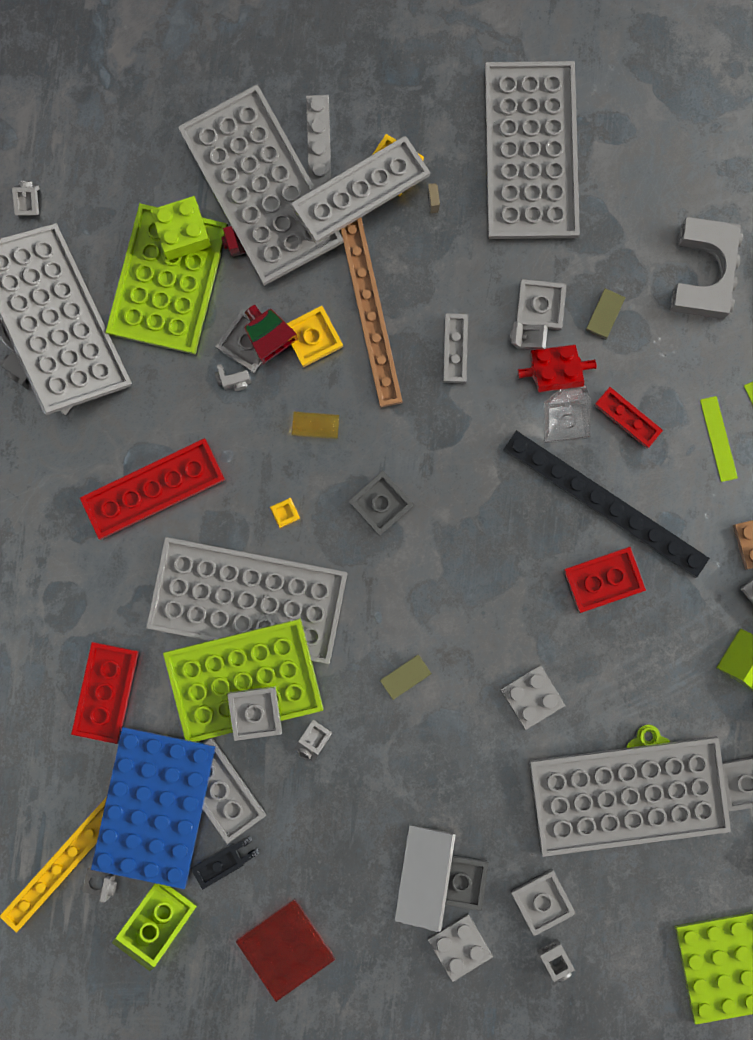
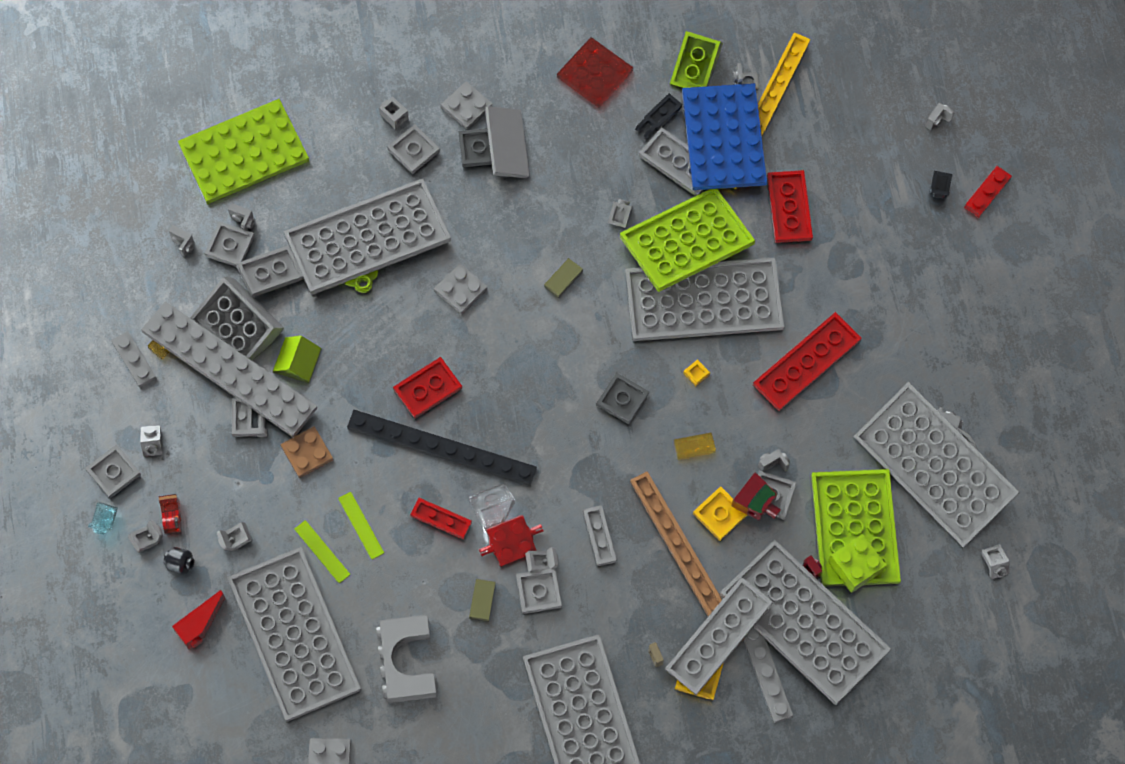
camera: 160 degrees right, 15 degrees down
(254, 713) = (670, 215): light grey plate -> none

